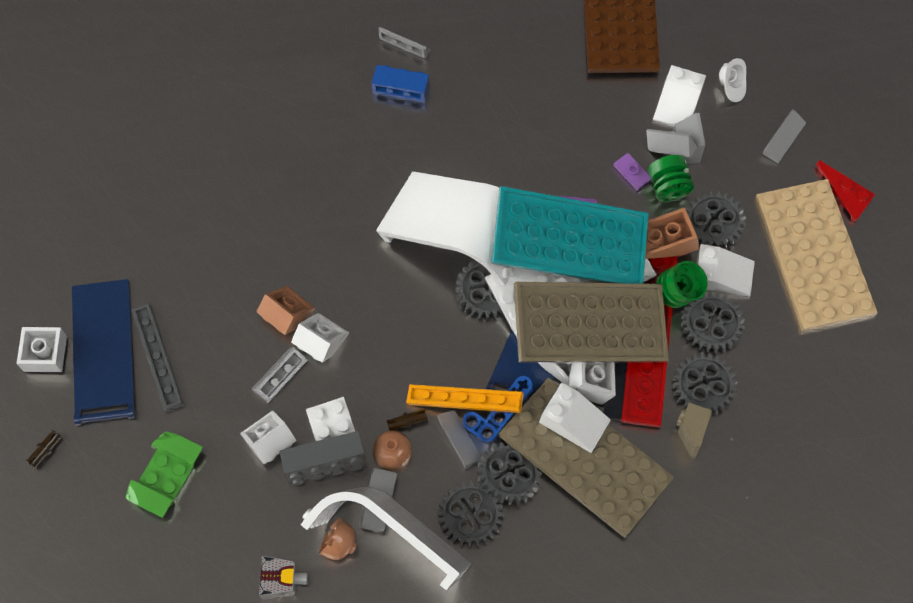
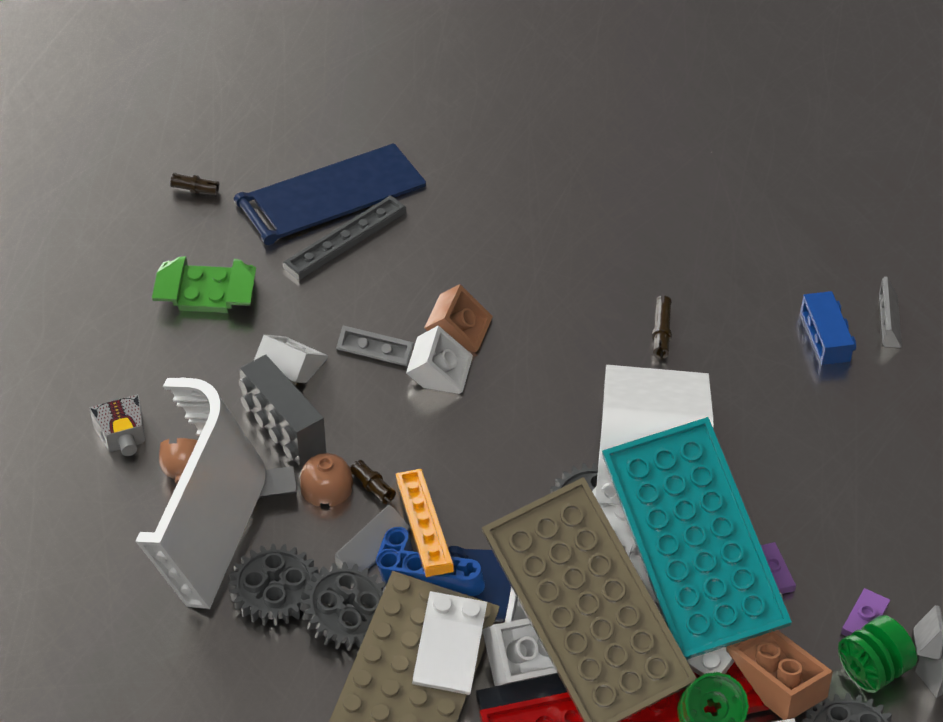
camera: 65 degrees right, 20 degrees down
(41, 349) = (304, 140): white brick -> none
(330, 419) = (339, 404): white brick -> none
(358, 185) = (662, 334): none -> dark brown pin

